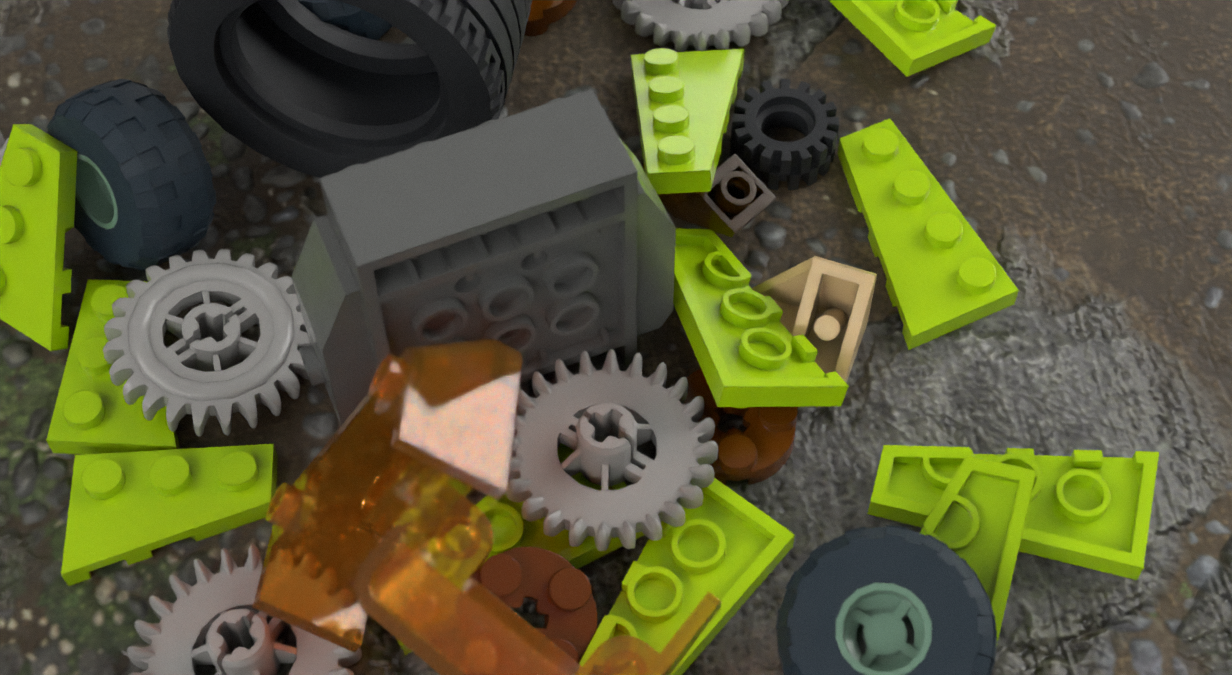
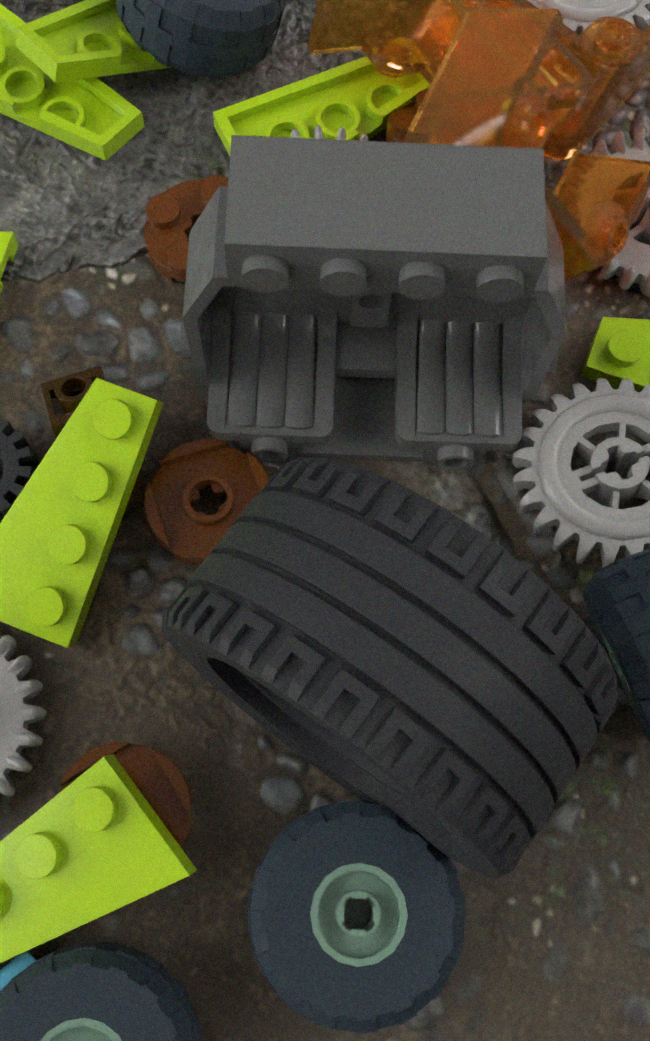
camera: 160 degrees left, 15 degrees up
(739, 333) = (150, 247): lime wing -> none
(826, 305) = (83, 270): tan slope -> none

